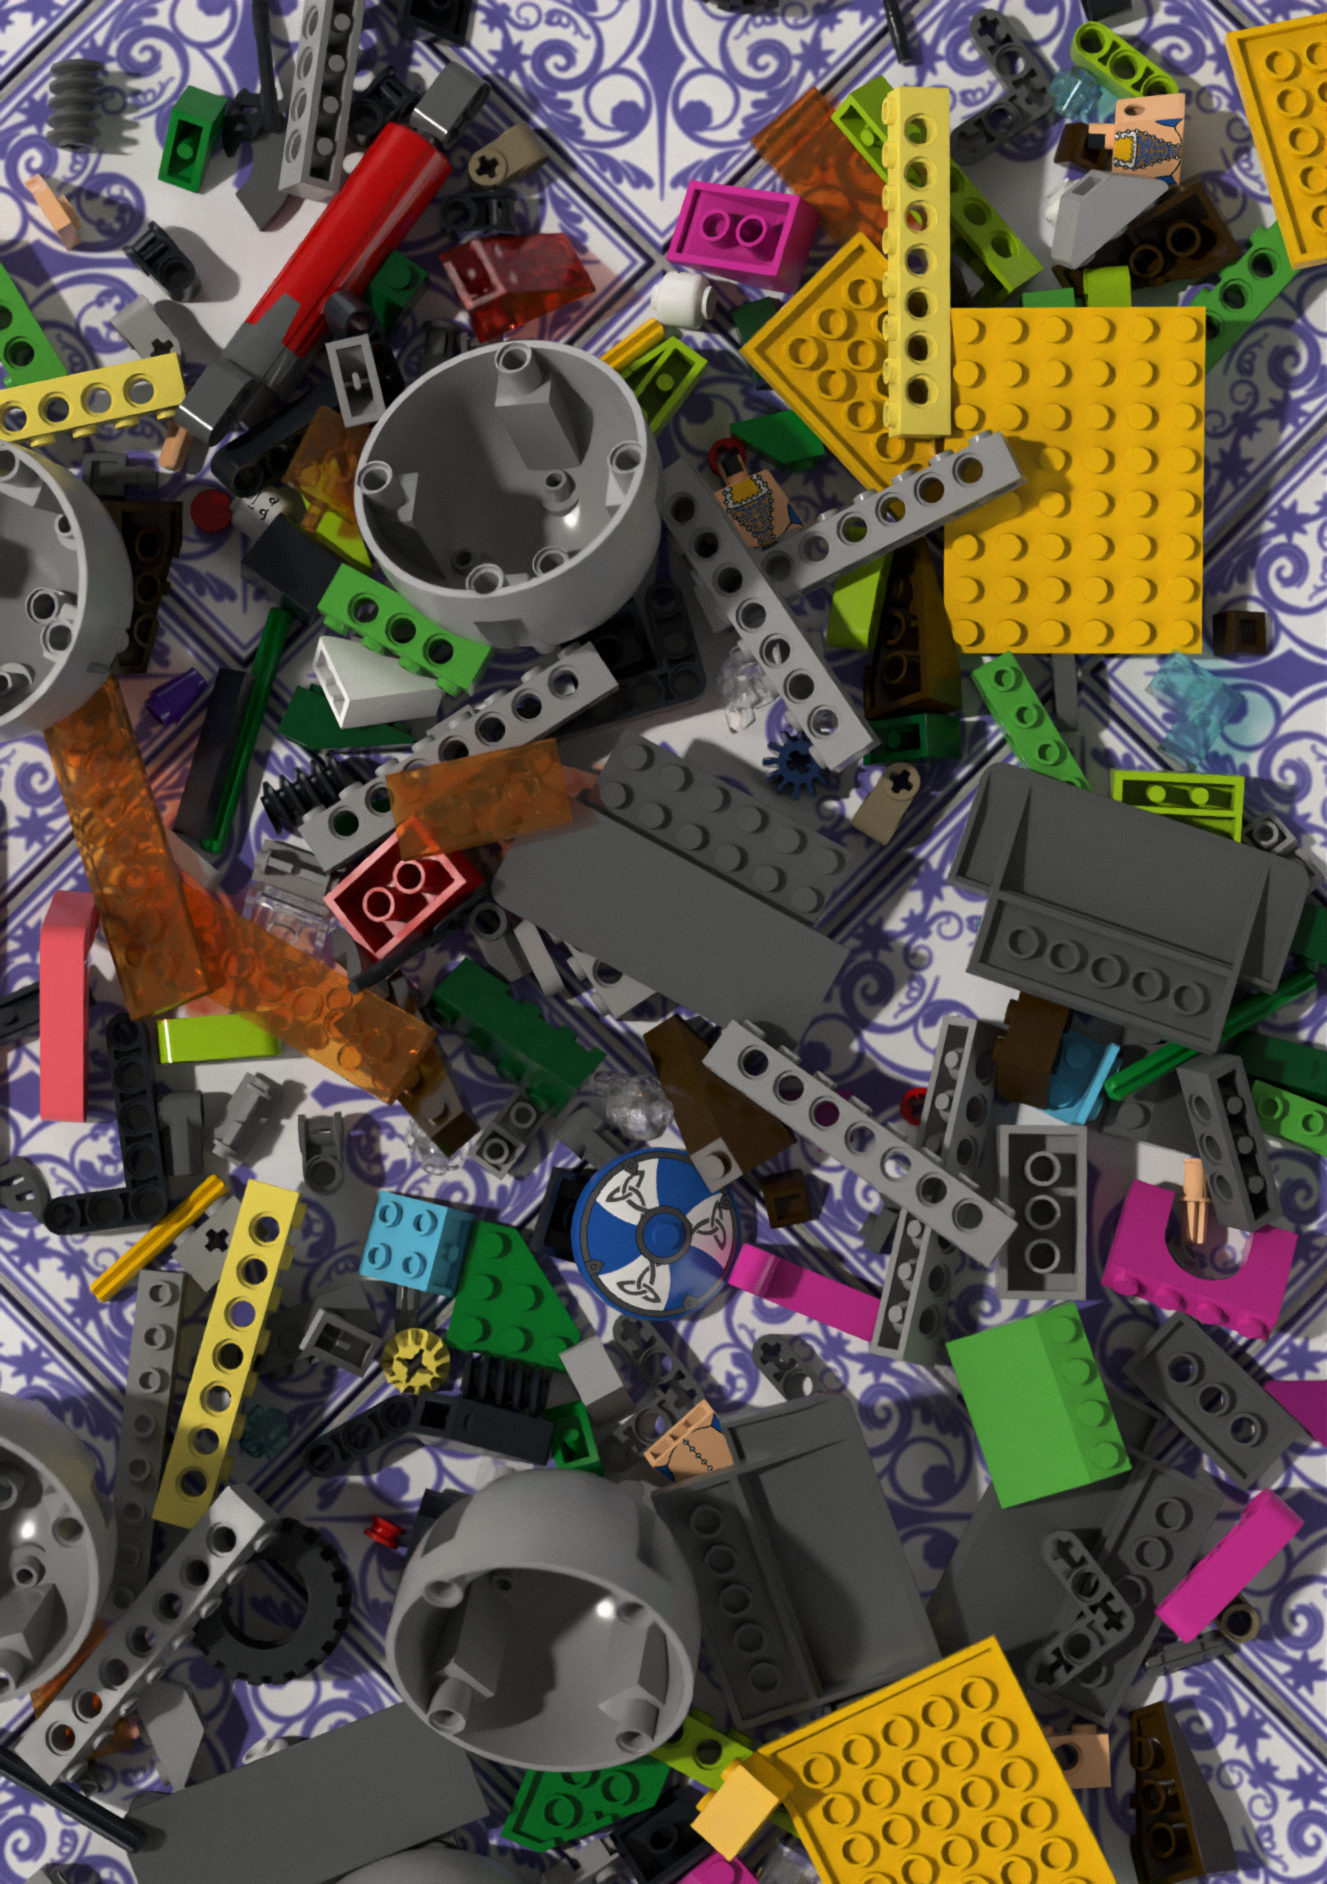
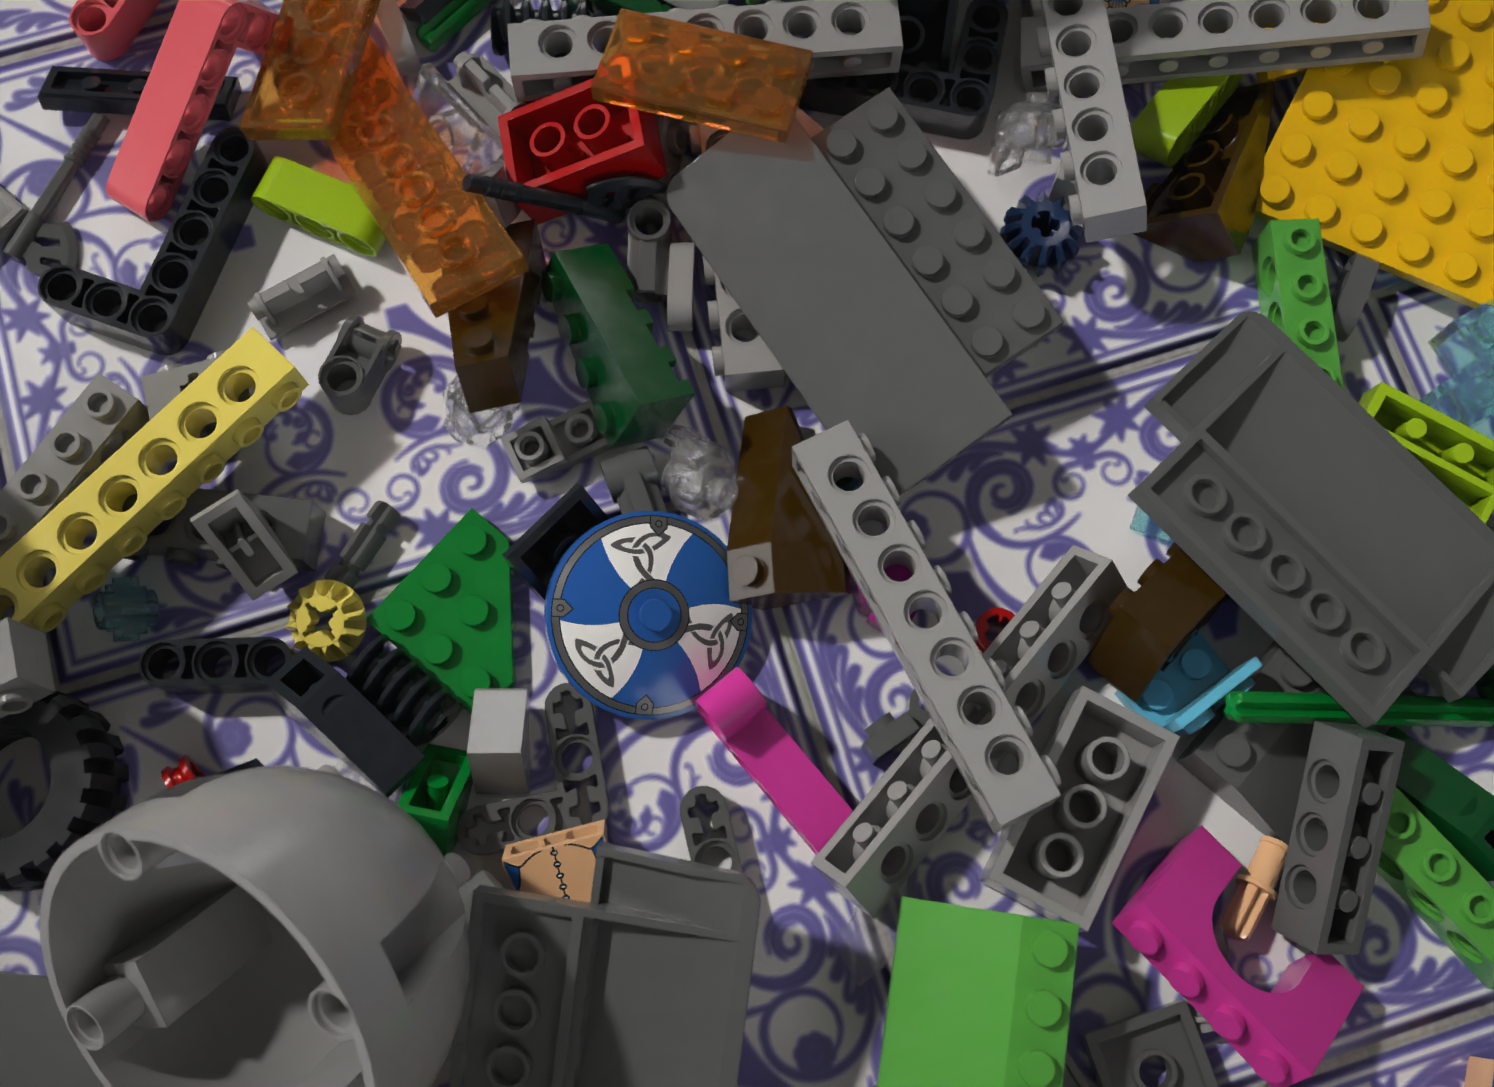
camera: 30 degrees right, 10 degrees down
(158, 1238) = (128, 370): yellow axle -> none
(181, 1122) = (238, 266): dark grey piece -> none
(417, 1244) = (400, 503): medium azure bracket -> none
(786, 1198) = (805, 656): dark brown slope -> none
(882, 808) = (1111, 316): dark tan piece -> none
(915, 740) = (1170, 266): dark green slope -> none

